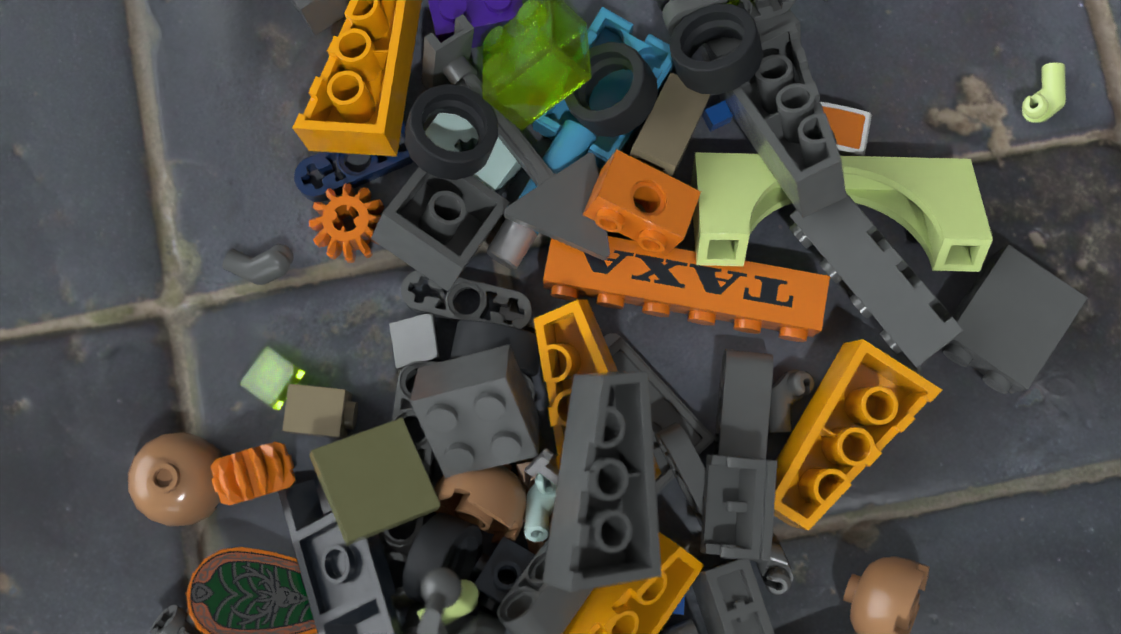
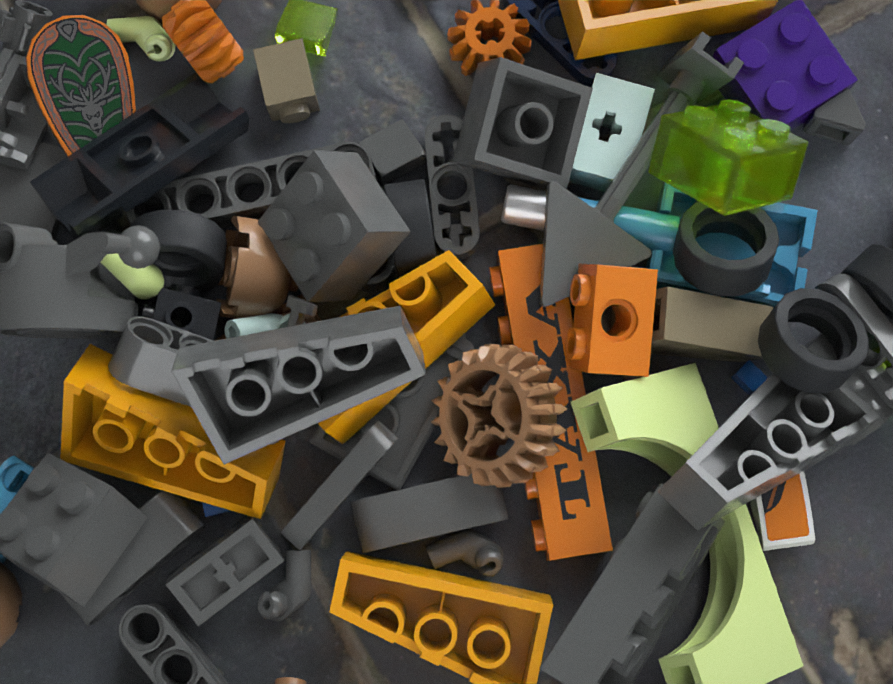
camera: 75 degrees right, 0 degrees up
(224, 524) = (146, 33): none -> yellowish green arm
(374, 481) = (229, 151): olive tile -> none
(458, 101) = (650, 89): black tyre -> none
(679, 350) = (514, 408): none -> medium nougat gear
(738, 507) = (328, 529): dark grey hinge -> none

